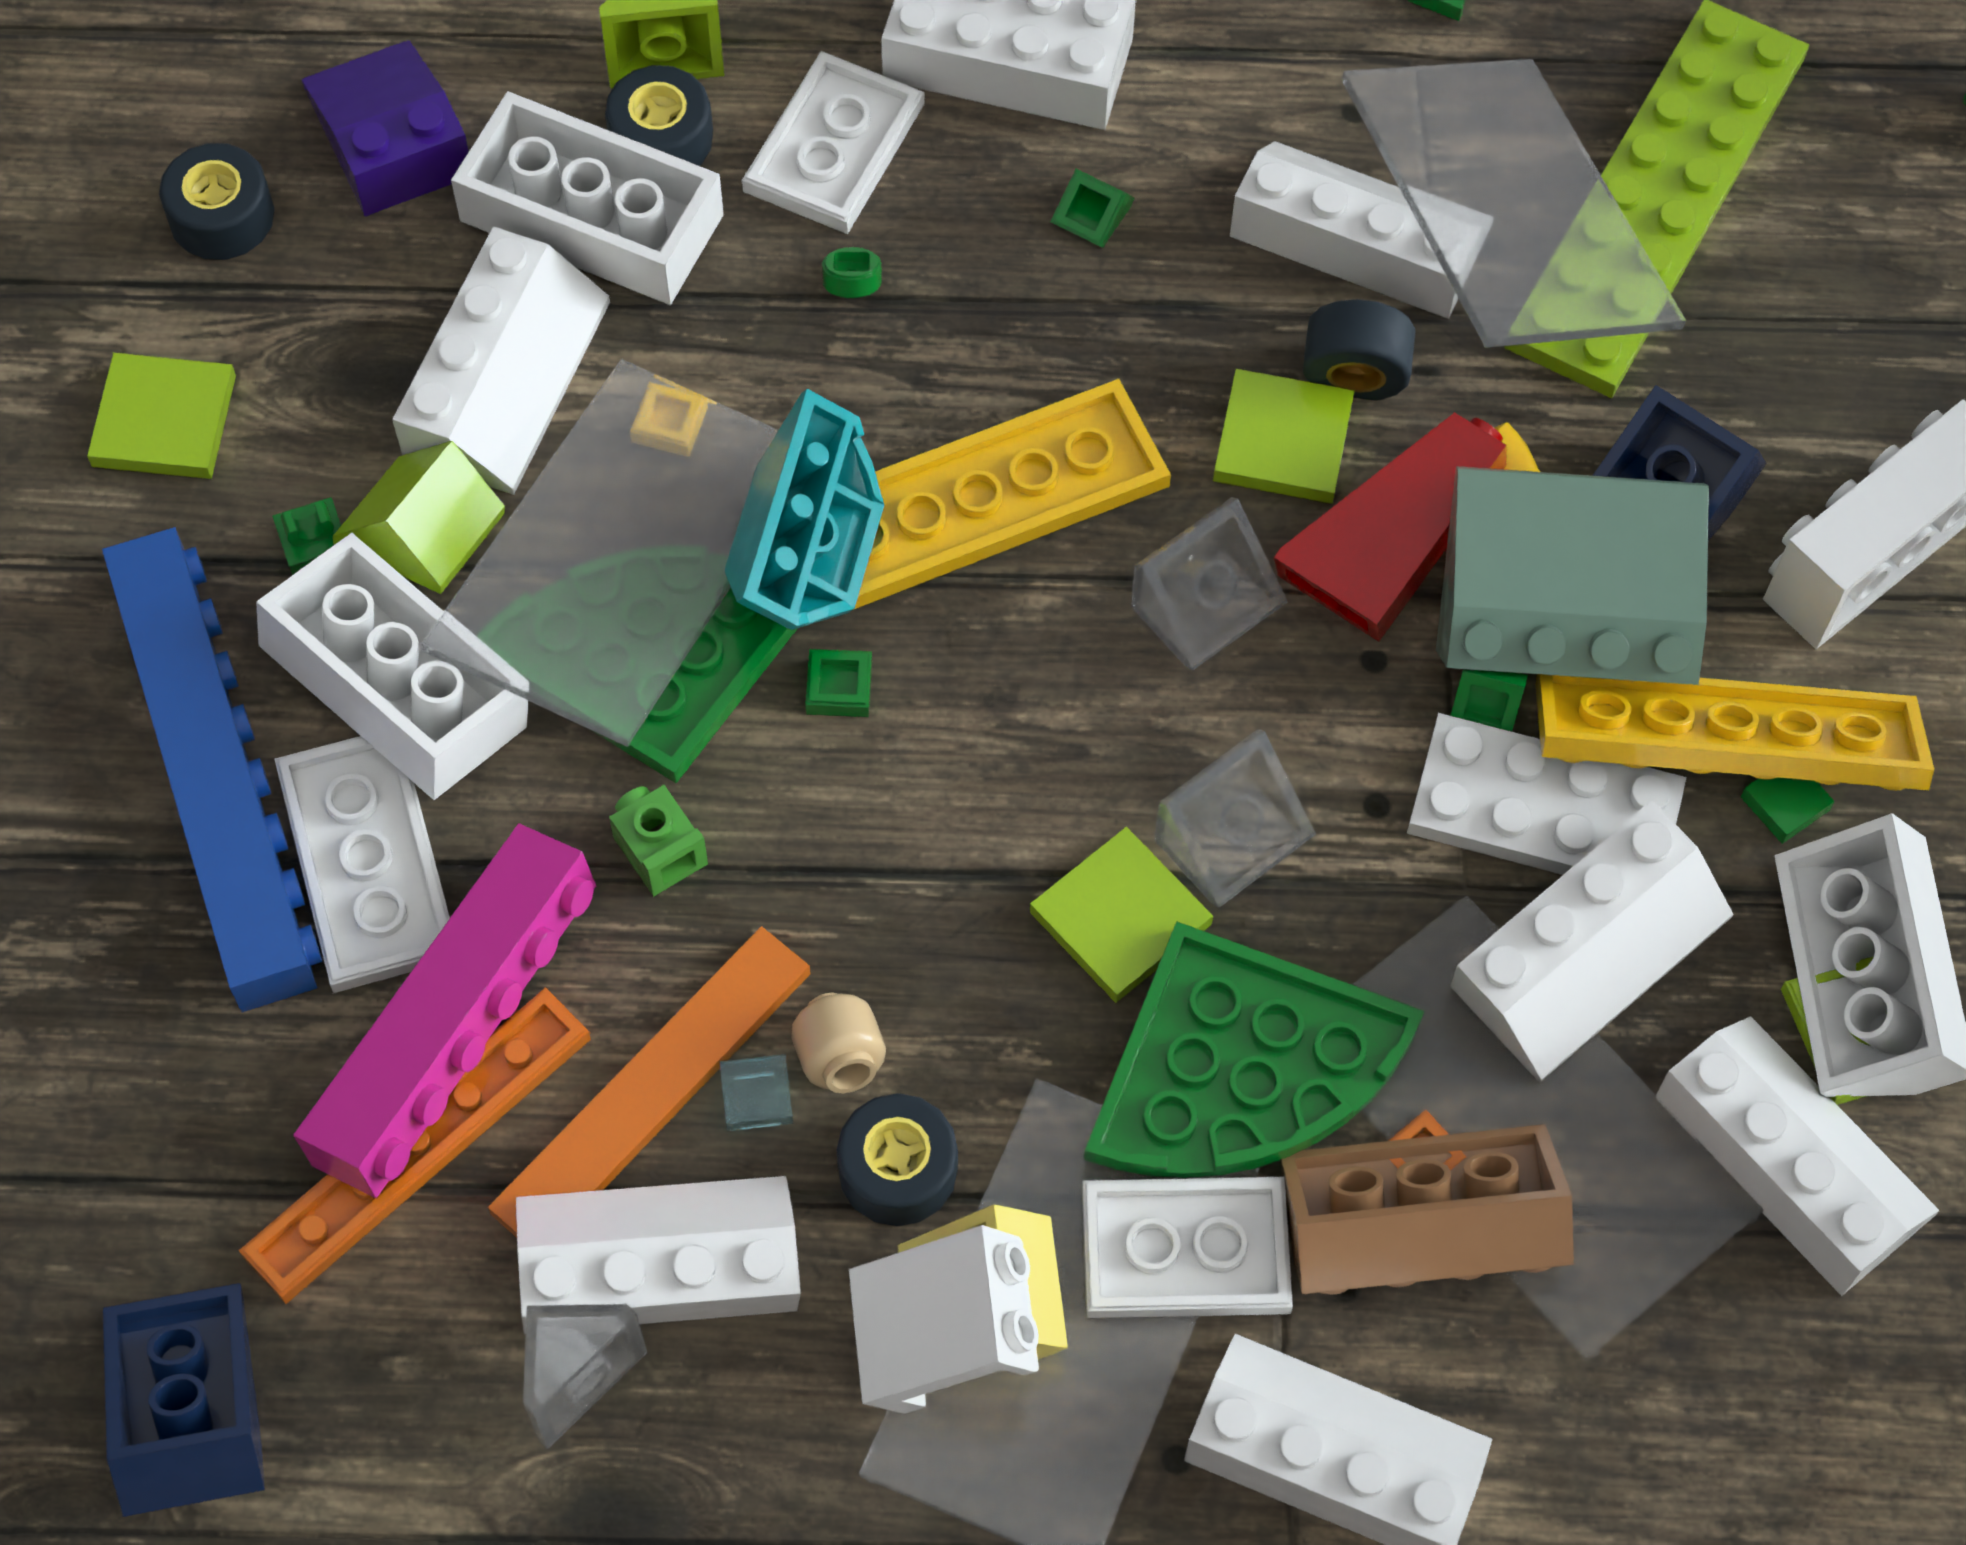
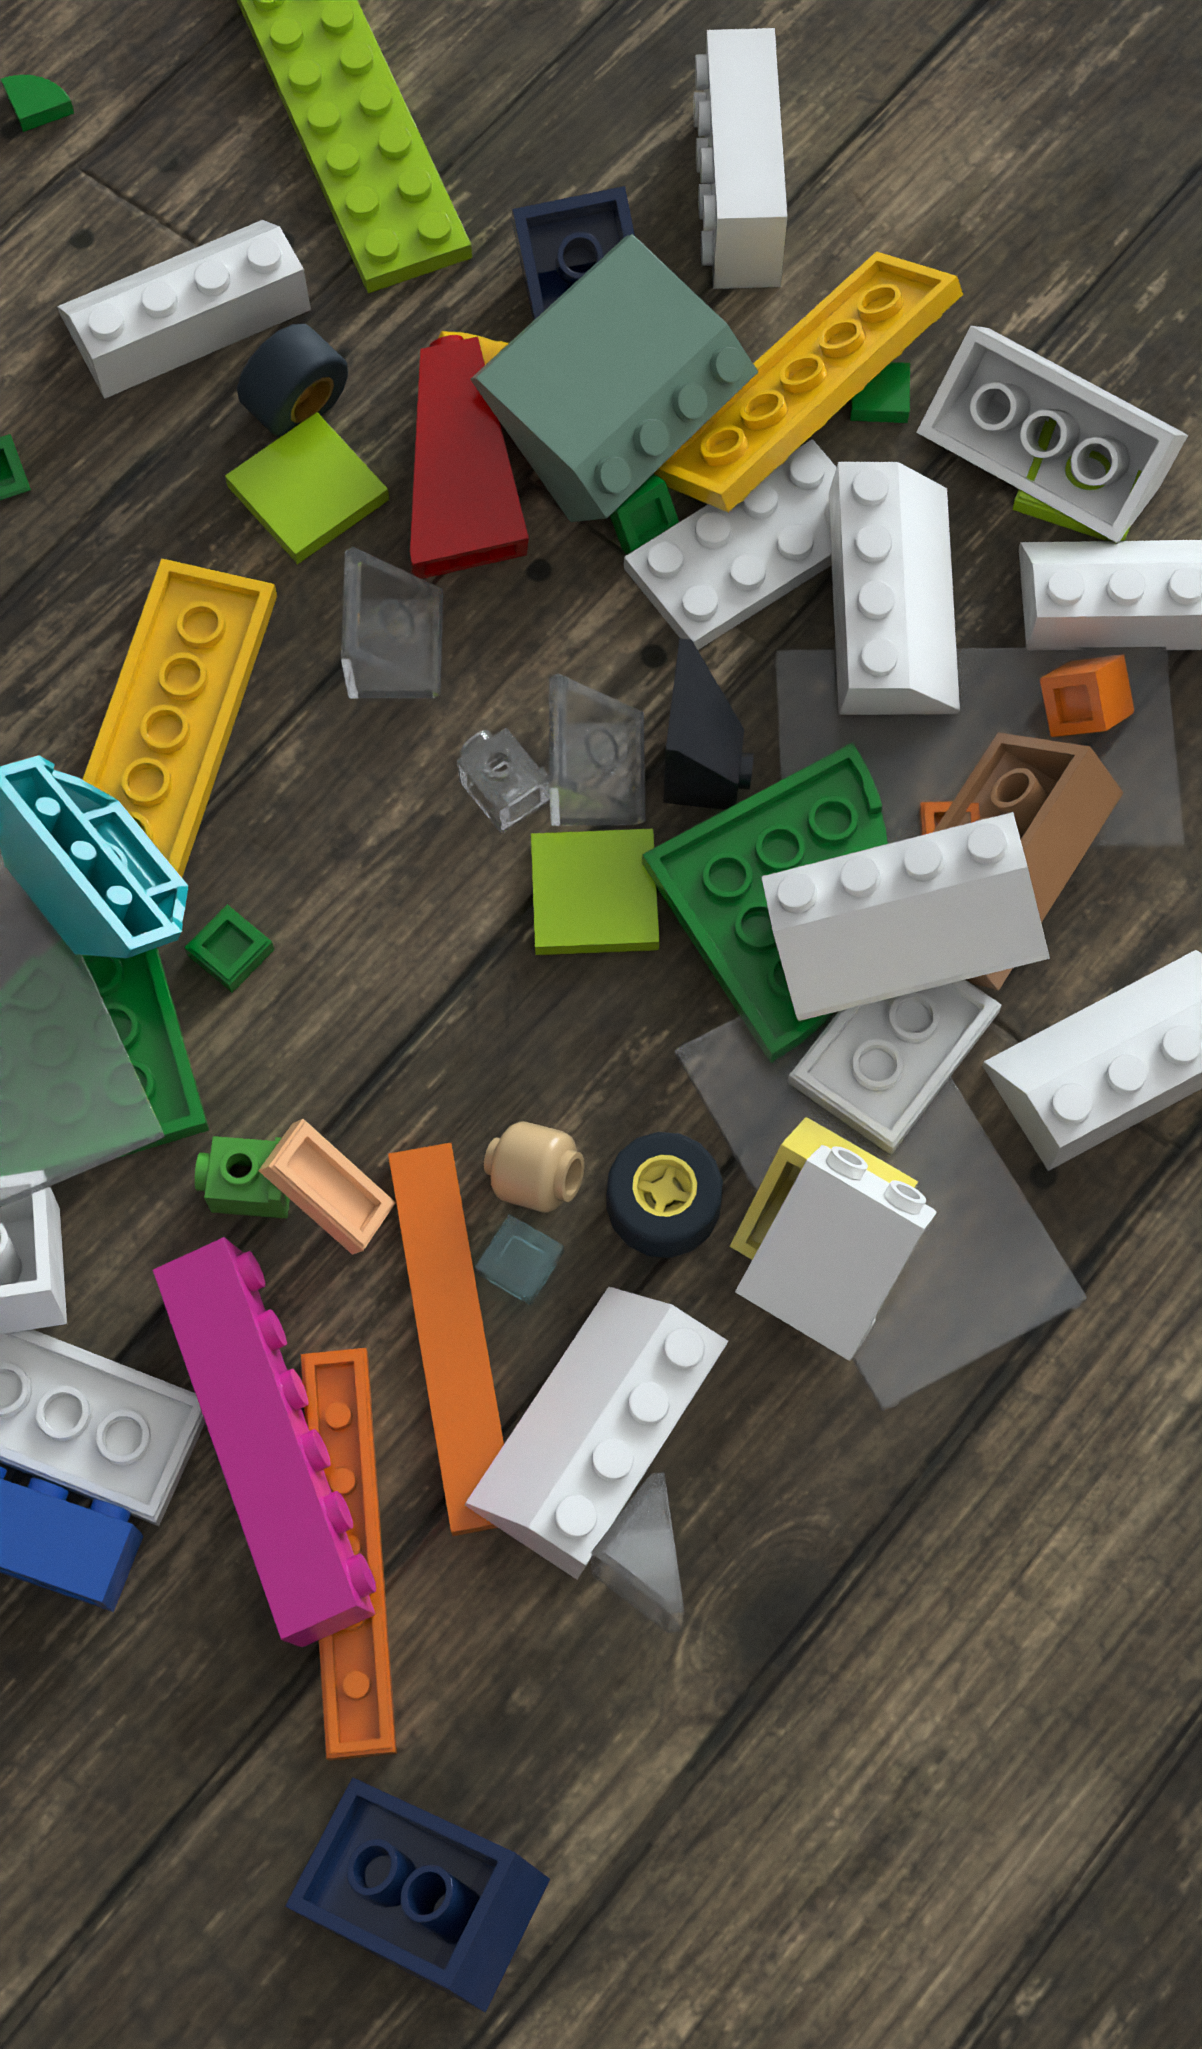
camera: 50 degrees left, 5 degrees up
(691, 899) = (327, 1186): none -> light nougat tile
(1145, 781) = (505, 794): none -> clear brick
(1280, 1156) = (905, 917): none -> white slope
(1313, 884) = (703, 739): none -> black slope
(1511, 203) = (270, 187): clear piece -> none
(1645, 1172) = (1087, 695): none -> orange panel

